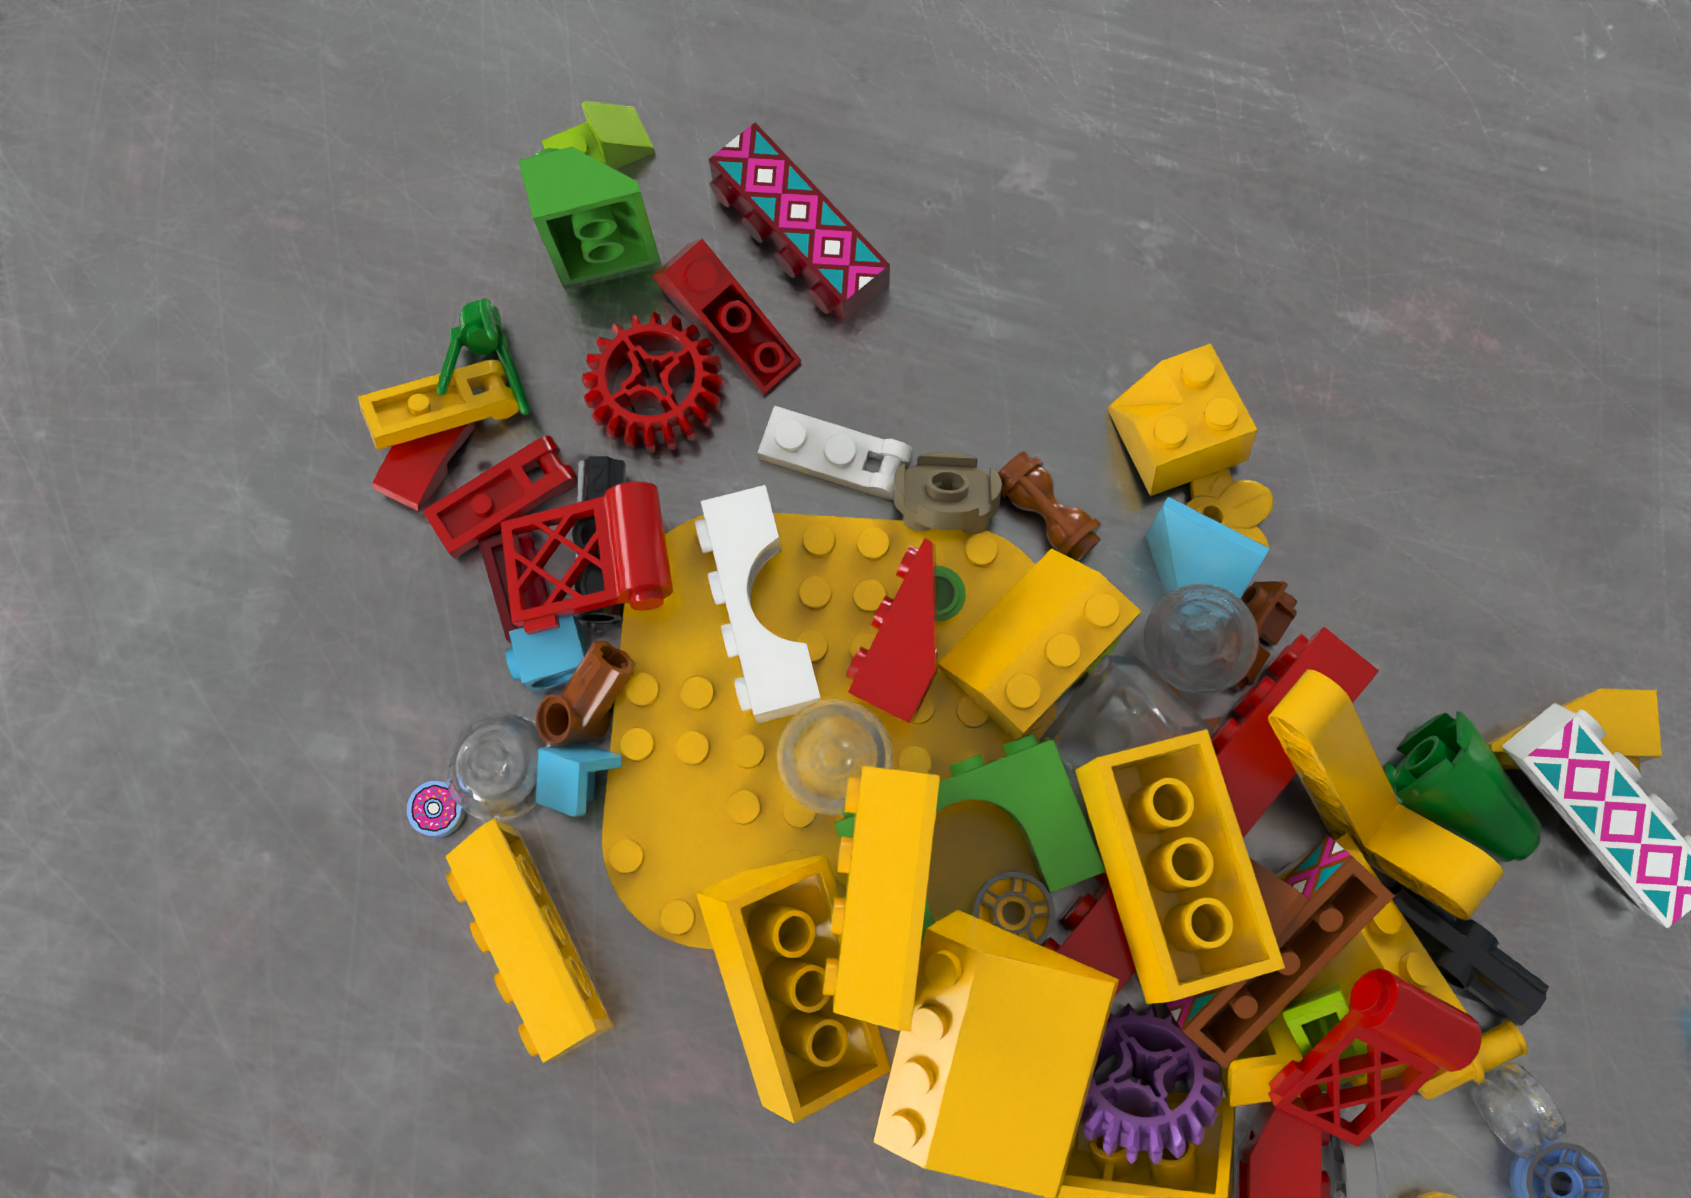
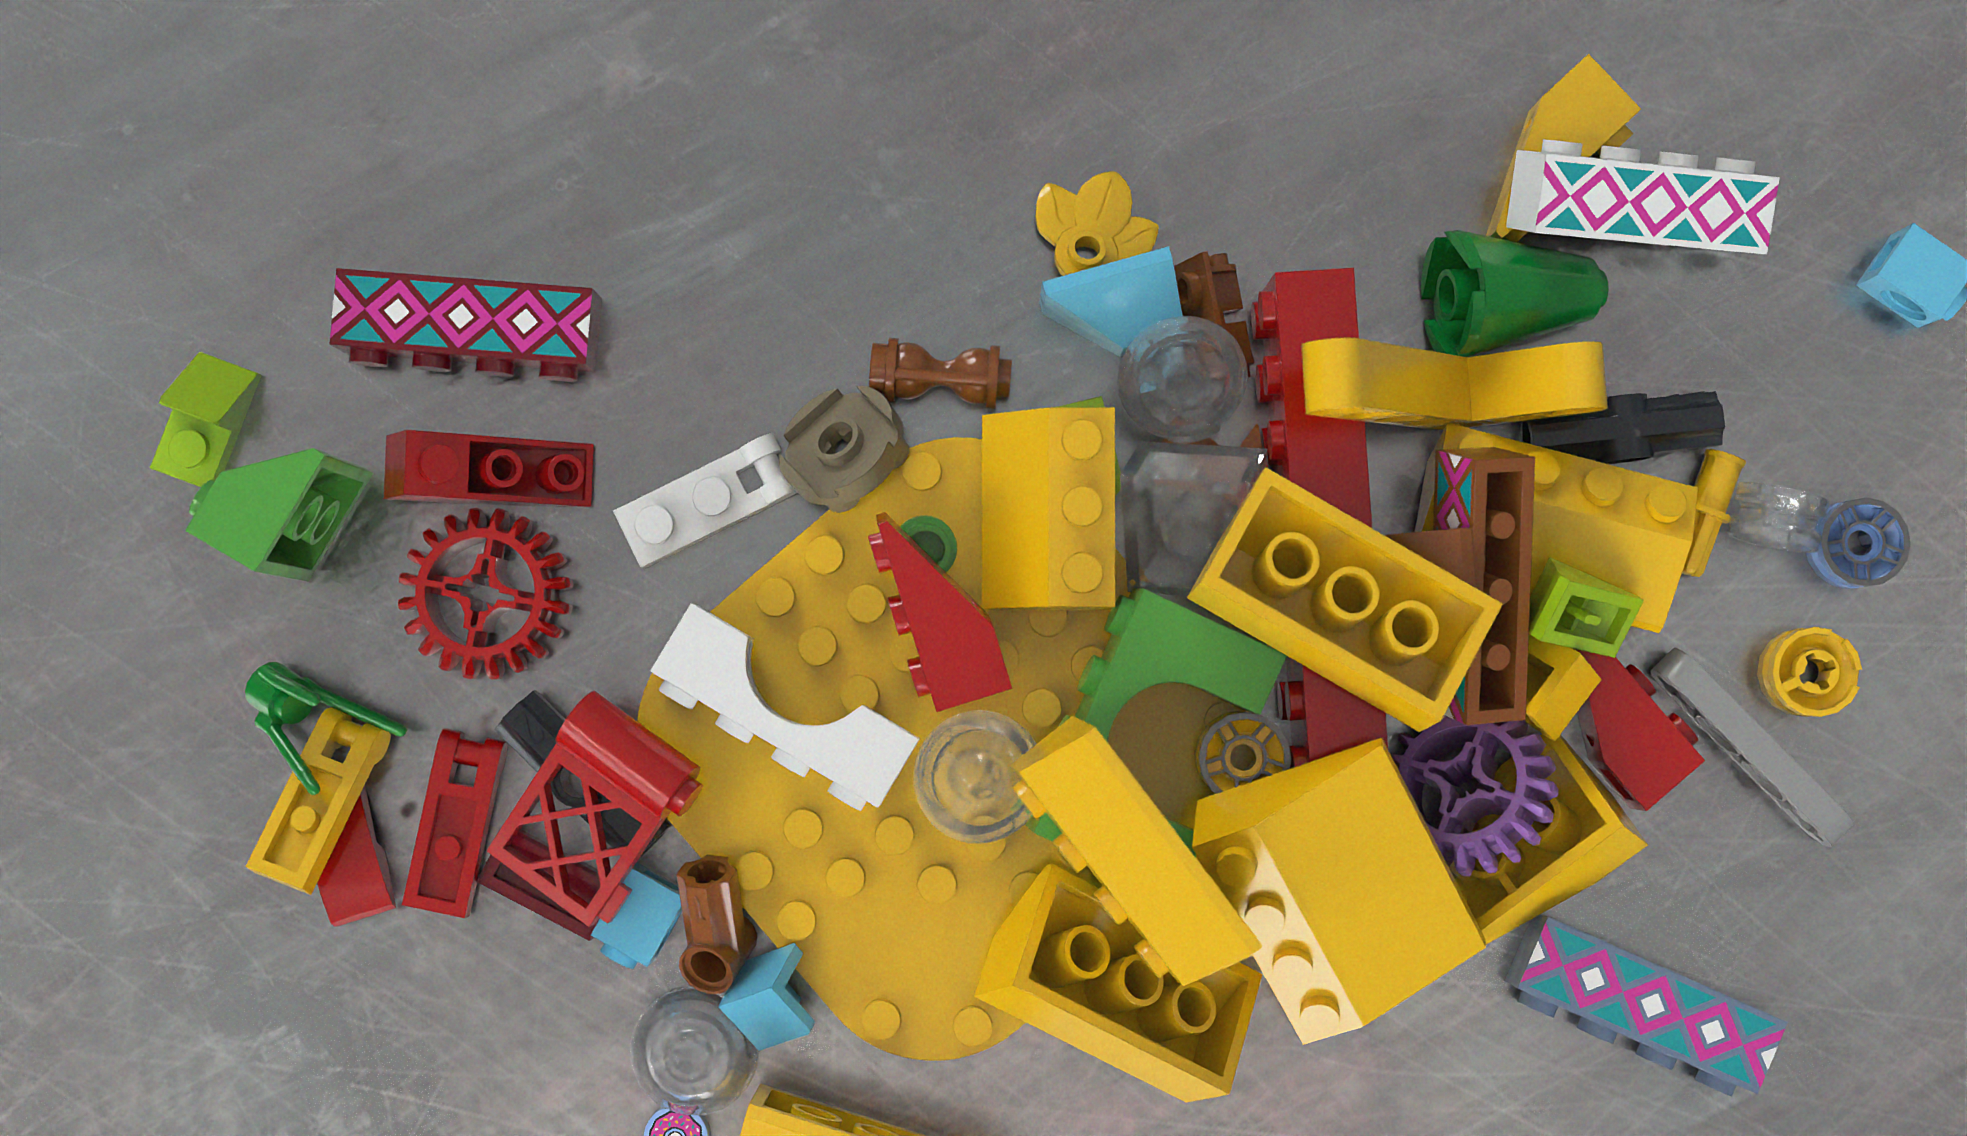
camera: 50 degrees left, 10 degrees up
(1183, 421) = (983, 185): yellow slope -> none
(1400, 1028) = (1627, 559): red piece -> none

